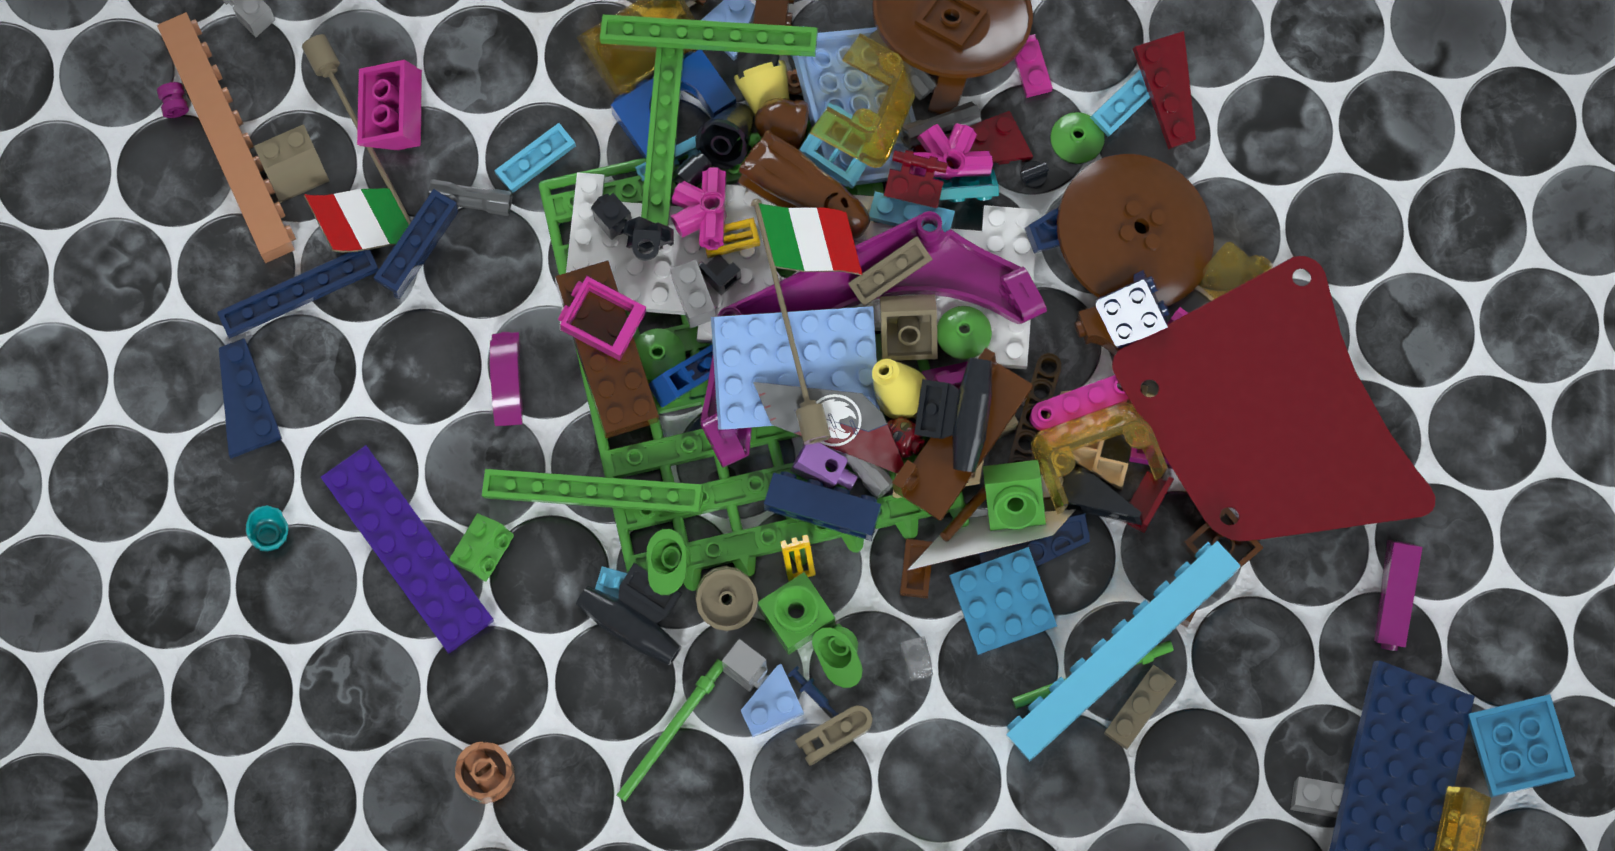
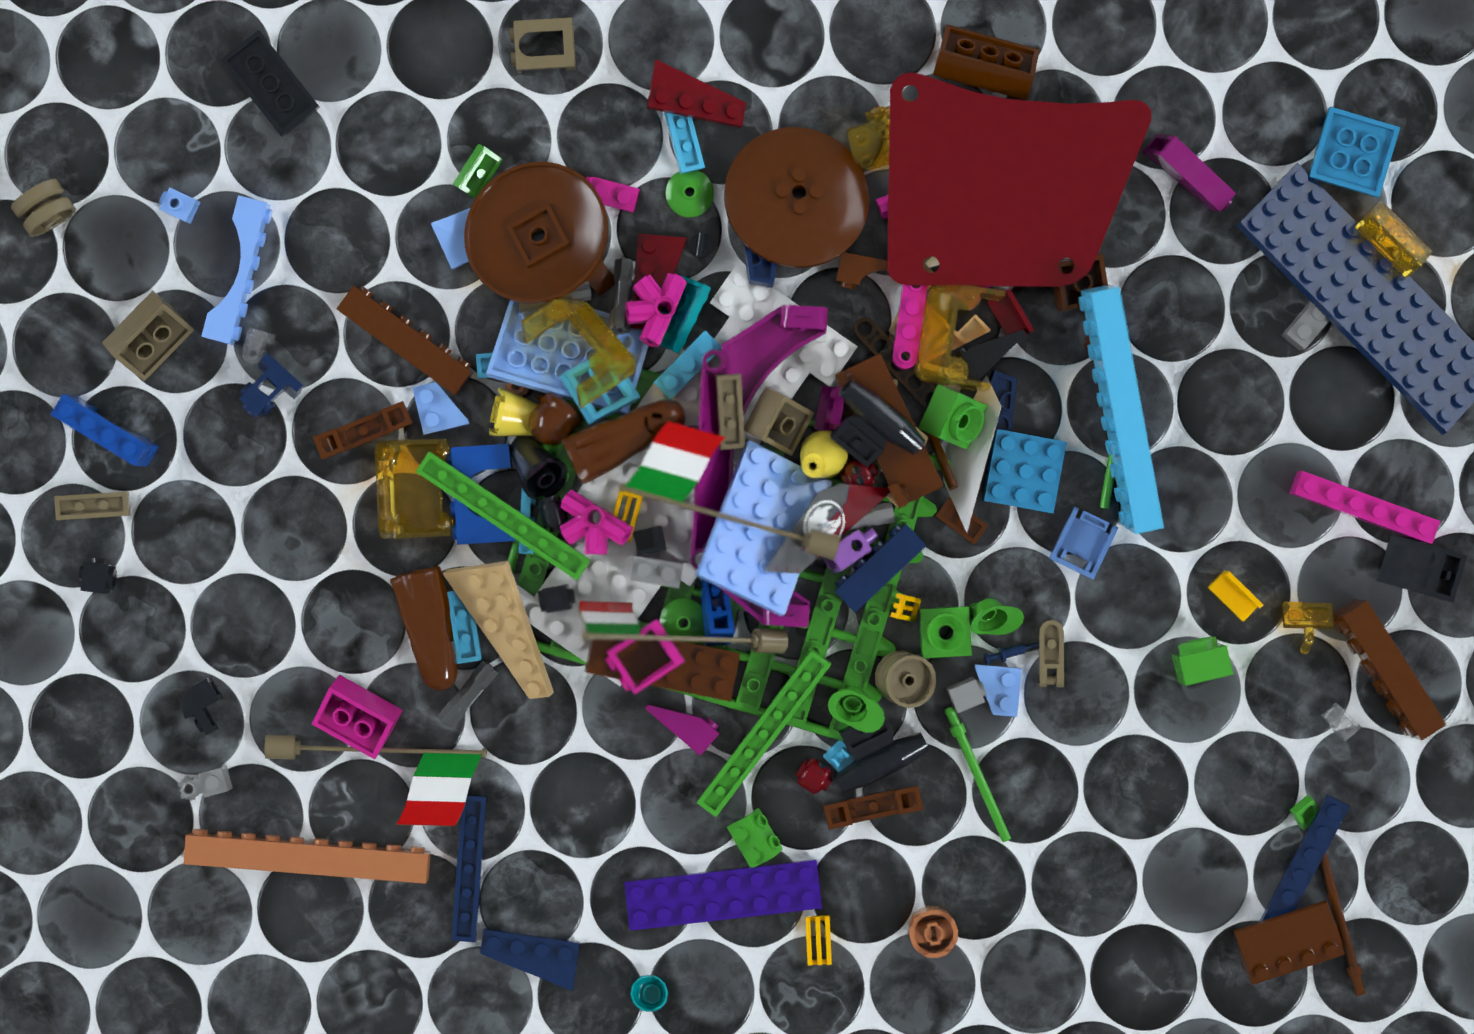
camera: 60 degrees left, 15 degrees up
(172, 98) = (252, 882): magenta wheel -> none
(291, 163) = (360, 818): dark tan slope -> none
(407, 658) = (819, 961): none -> yellow tile
(417, 243) = (484, 758): dark blue panel -> none
(506, 379) = (633, 748): magenta arch -> none
(521, 116) = (427, 619): none -> reddish brown piece
(555, 426) = (690, 728): none -> magenta slope
(570, 171) = (498, 610): none -> tan wing
(577, 568) = (814, 776): none -> dark red head
(578, 643) = (873, 806): none -> reddish brown slope
(627, 281) = (618, 621): none -> flag
(646, 237) = (591, 581): black piece -> none
(709, 35) = (450, 438): bright green plate -> none
(913, 187) = (670, 352): dark red plate -> none
(916, 658) = (1028, 560): clear leg -> none
(964, 345) = (801, 392): bright green dish -> none
(971, 702) = (1085, 539): none -> medium blue container
(1133, 311) = (865, 239): bracket -> none
(1140, 707) = (1161, 416): dark tan plate -> none
(1377, 337) = (986, 62): none -> reddish brown slope

